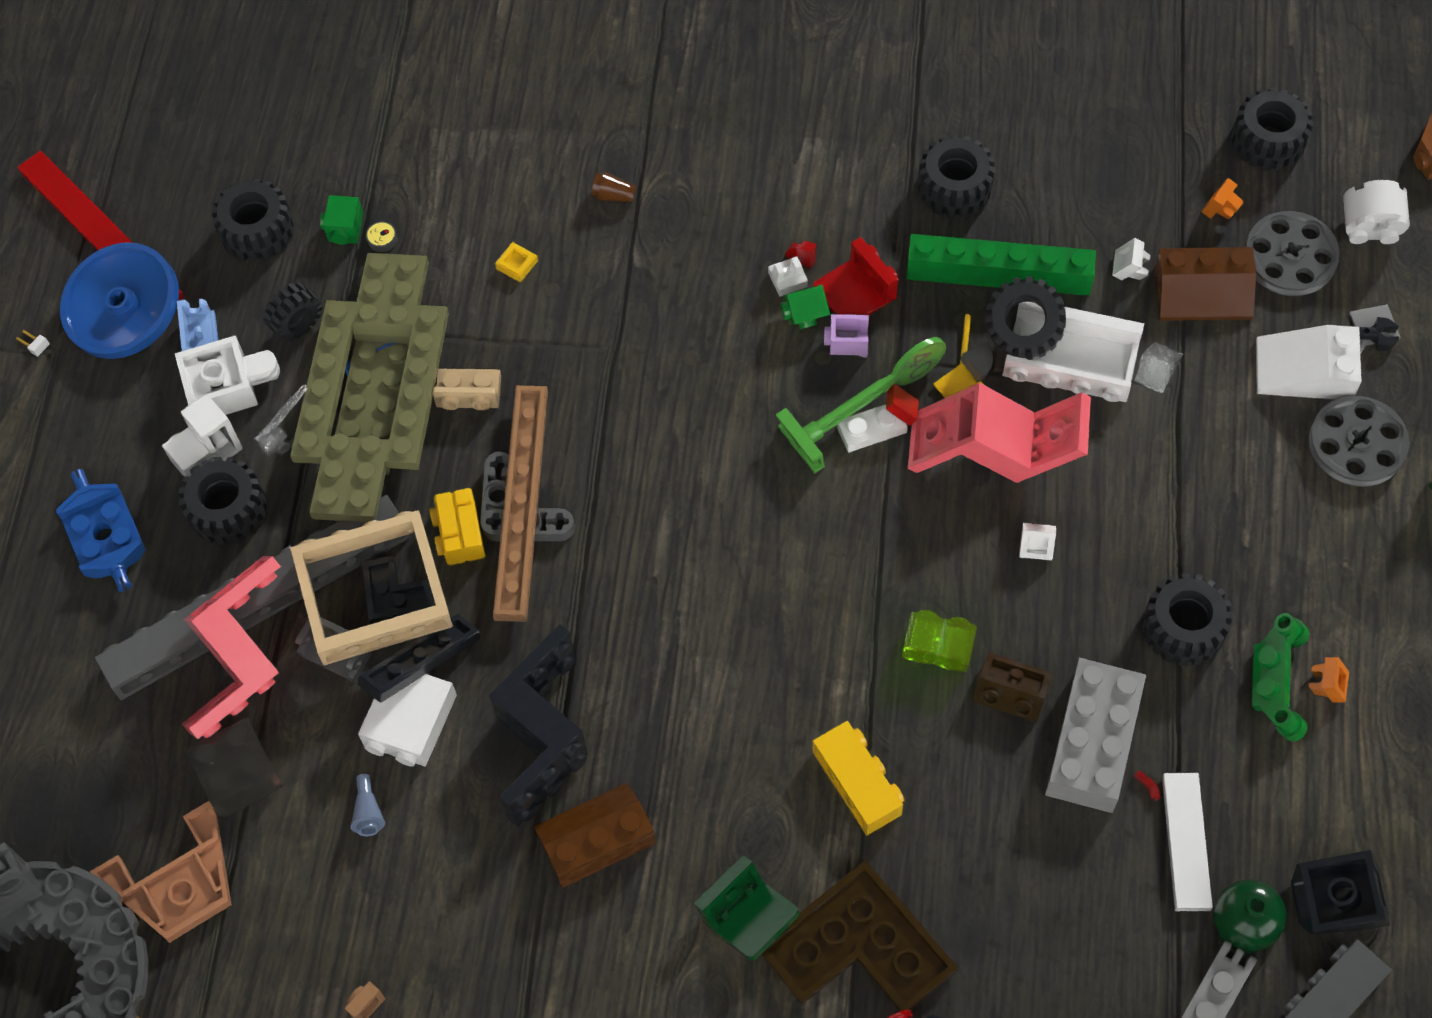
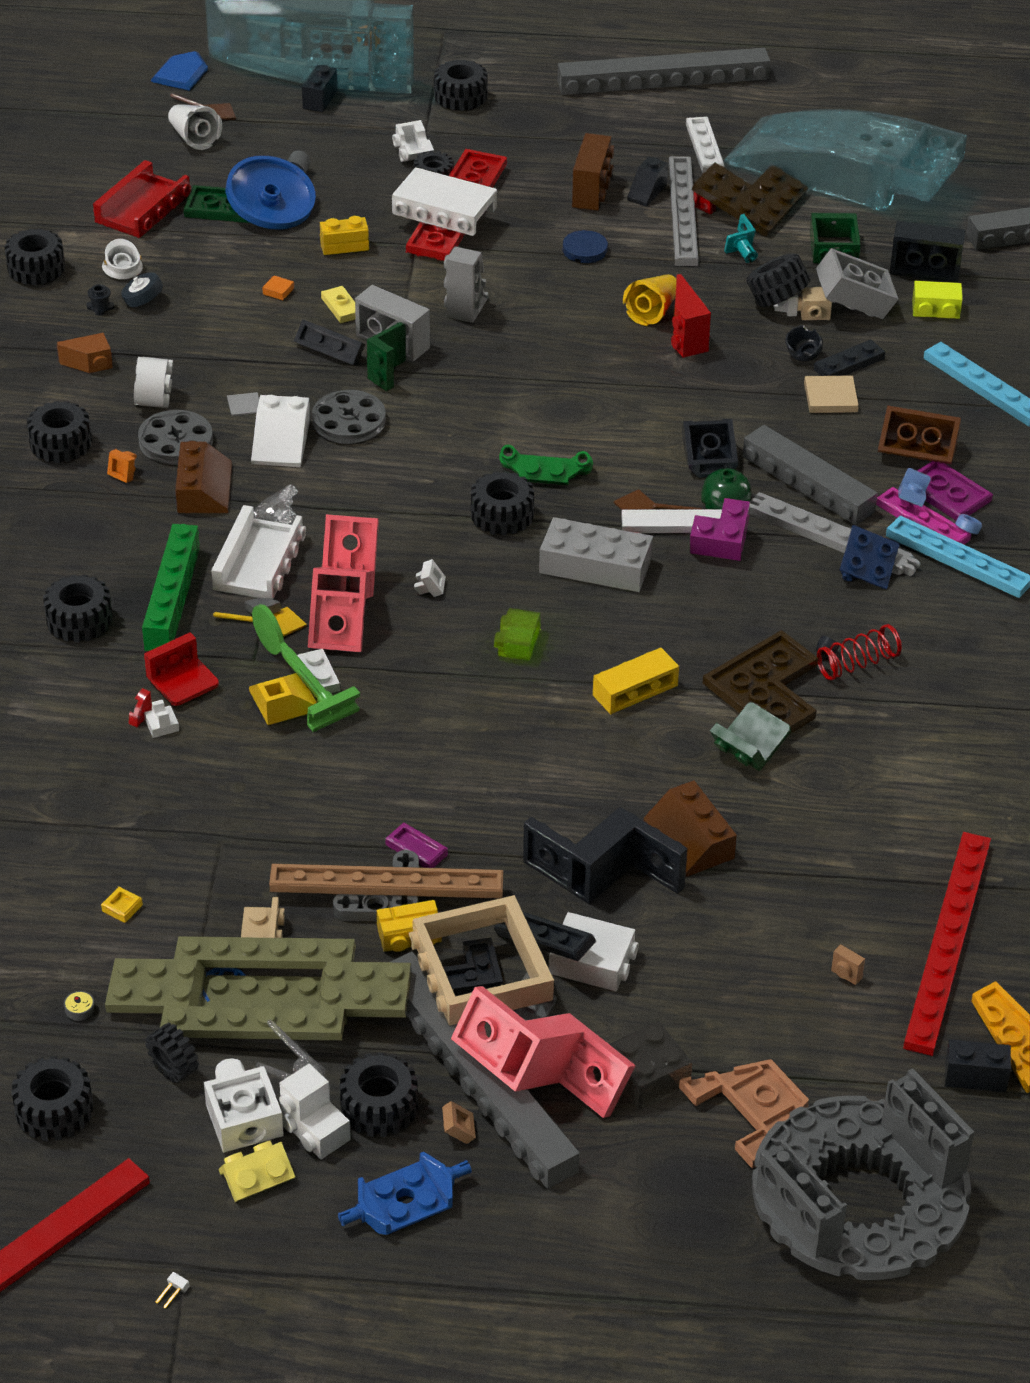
camera: 95 degrees left, 20 degrees down
(119, 300) = (141, 1198): blue dish -> none
(152, 398) = (257, 1171): none -> light yellow bracket
(184, 578) = (458, 1122): none -> medium nougat plate
(196, 324) = (184, 1142): light blue hinge -> none
(342, 219) = (60, 1030): green brick -> none
(366, 815) = (682, 976): sand blue cone -> none
(588, 536) = (427, 849): none -> magenta tile
(611, 188) = (50, 835): reddish brown cone -> none
(804, 307) = (200, 701): green brick -> none
(818, 383) = (282, 698): none -> yellow slope
(847, 335) = (231, 685): lavender window -> none
(902, 405) = (306, 646): red tile -> none
(1012, 687) = (556, 596): dark brown bracket -> none
(1026, 291) = (238, 560): black tyre -> none
(1129, 260) = (172, 514): white tile -> none
(1145, 906) = (721, 536): none -> magenta brick
(1224, 800) = (639, 501): none -> reddish brown piece
(1334, 679) = (547, 439): orange tile -> none
(1375, 333) = (248, 398): black bar -> none

